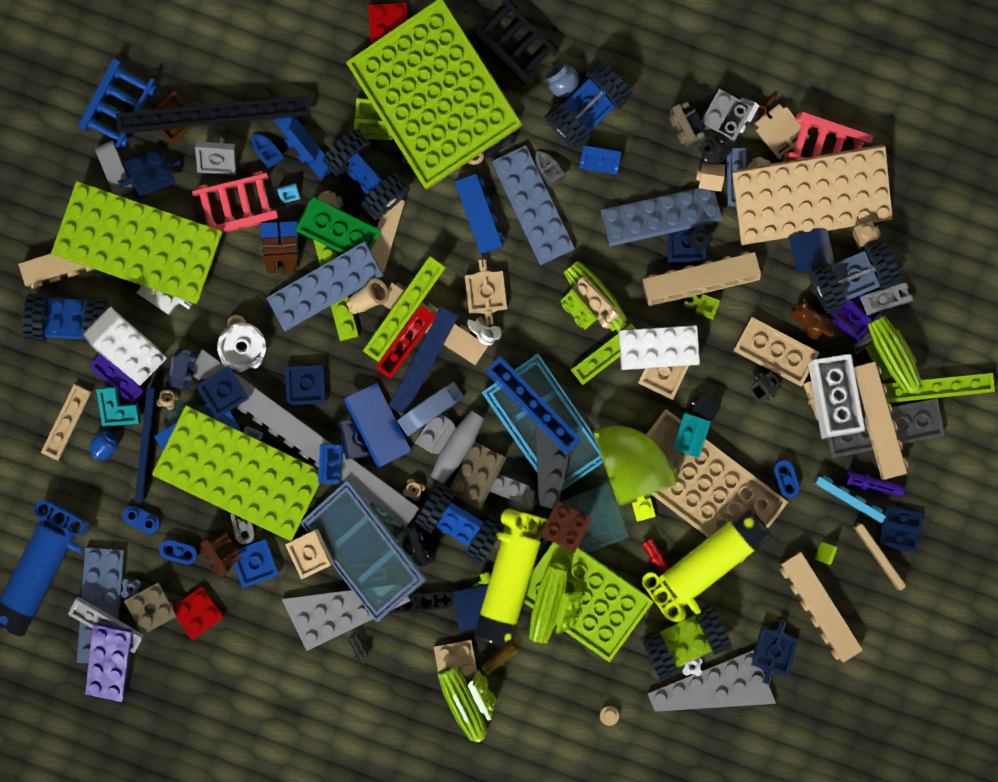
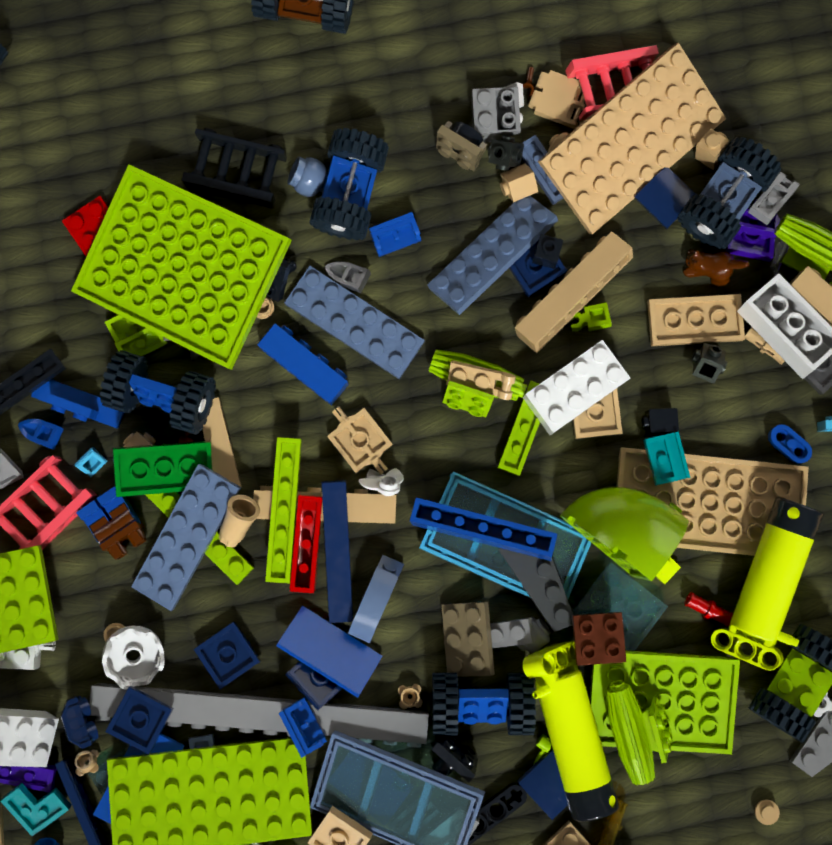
camera: 30 degrees left, 5 degrees down
(449, 442) = (417, 622): light grey plate -> none

